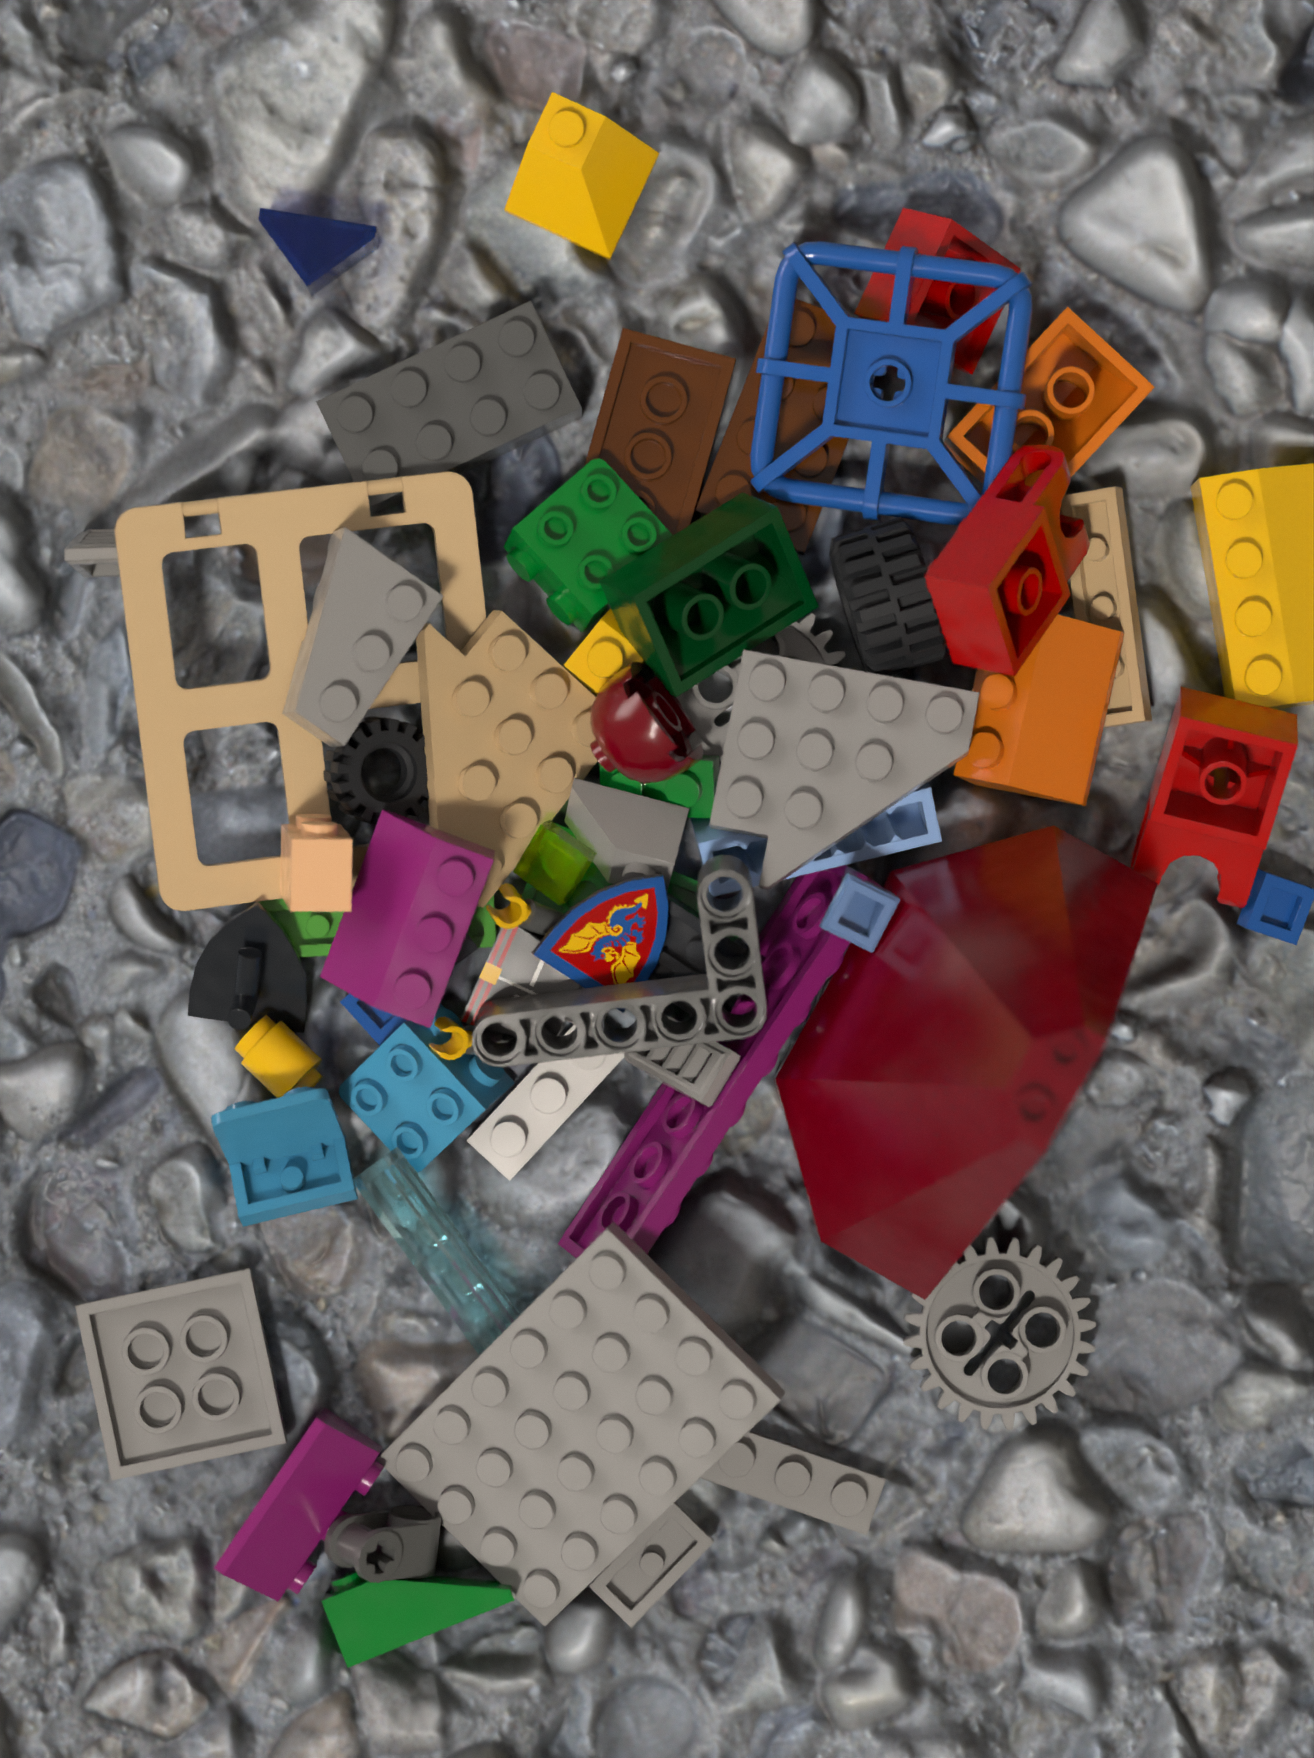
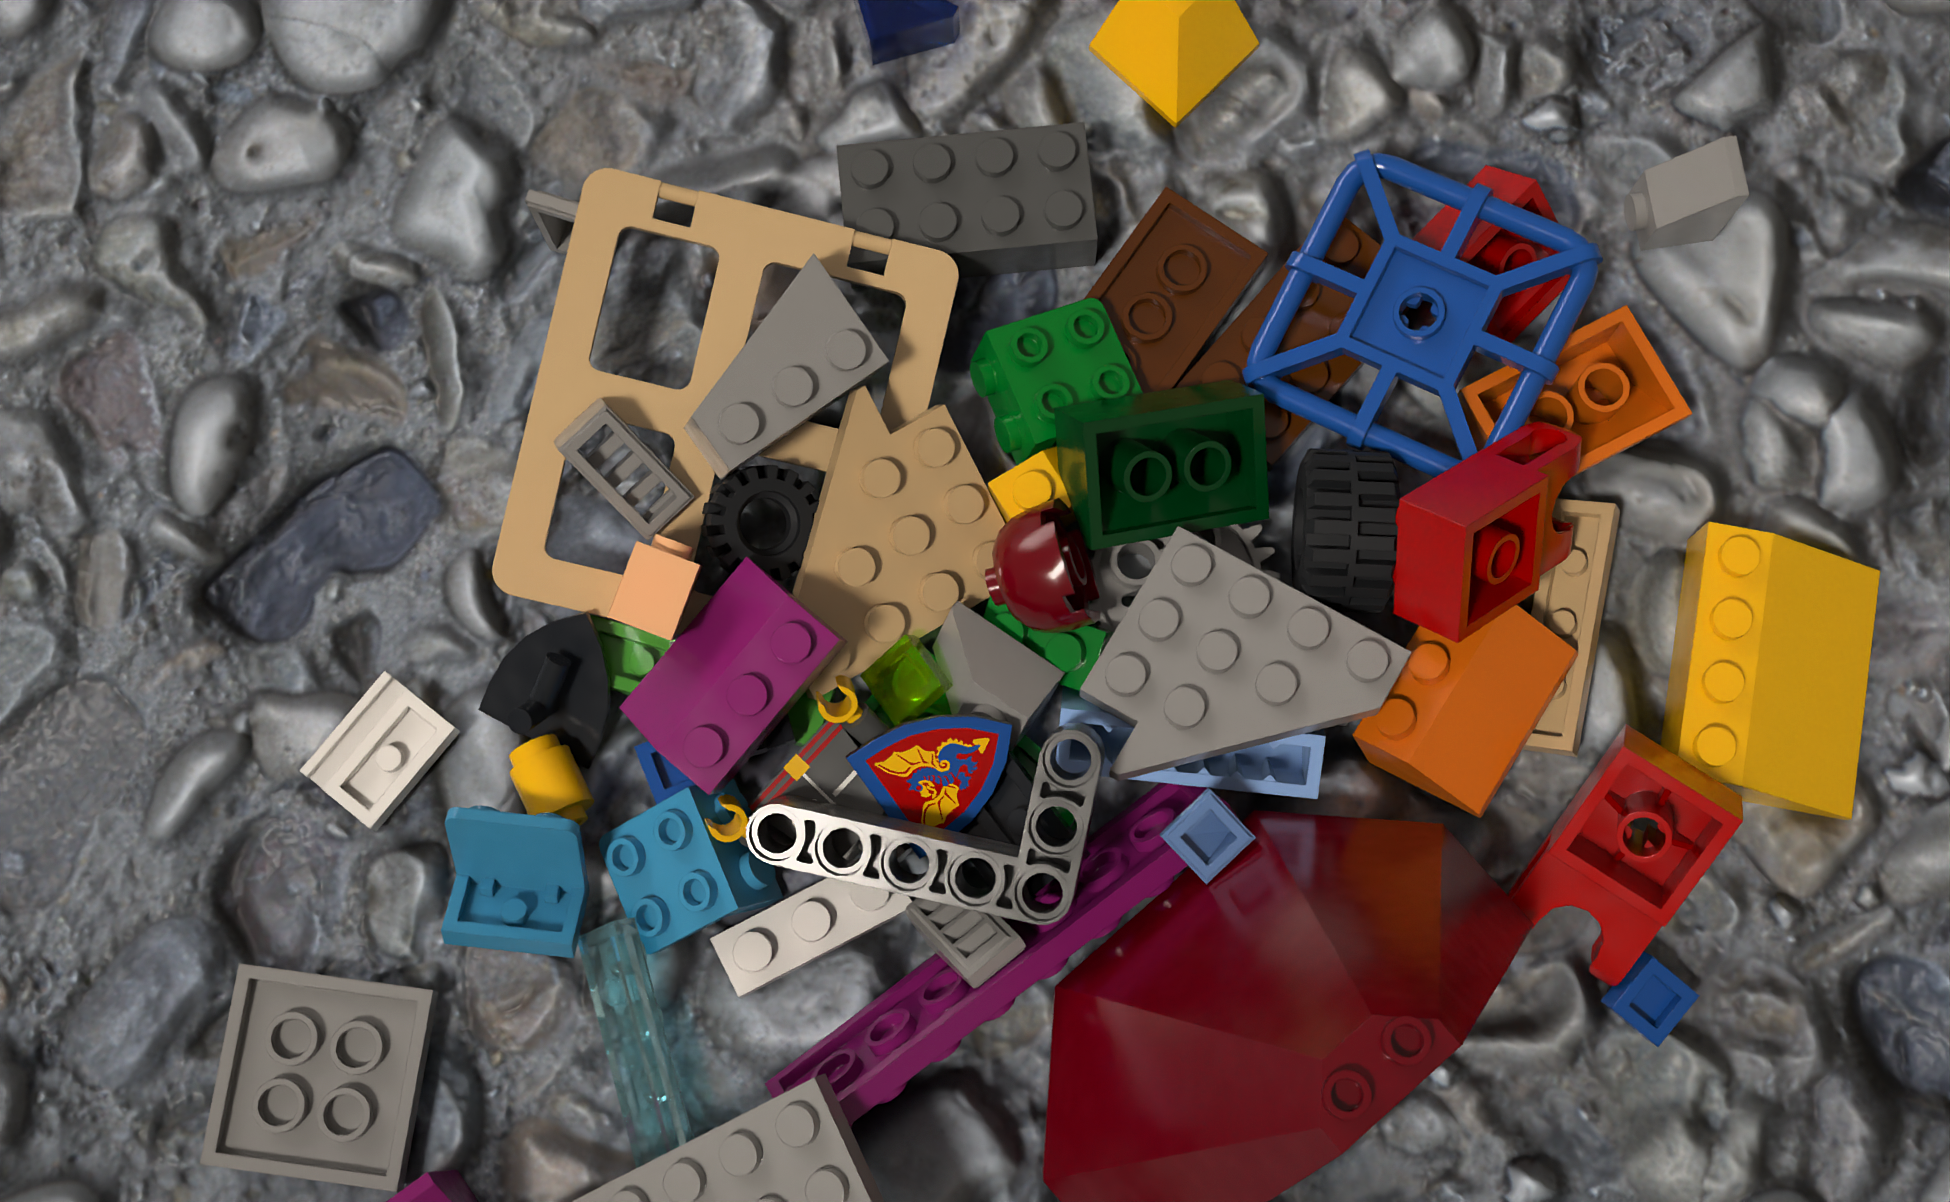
camera: 25 degrees right, 10 degrees down
(119, 1083) = (380, 751): none -> white plate
(204, 767) = (583, 429): none -> light grey slope
(1089, 178) = (1687, 196): none -> light grey slope

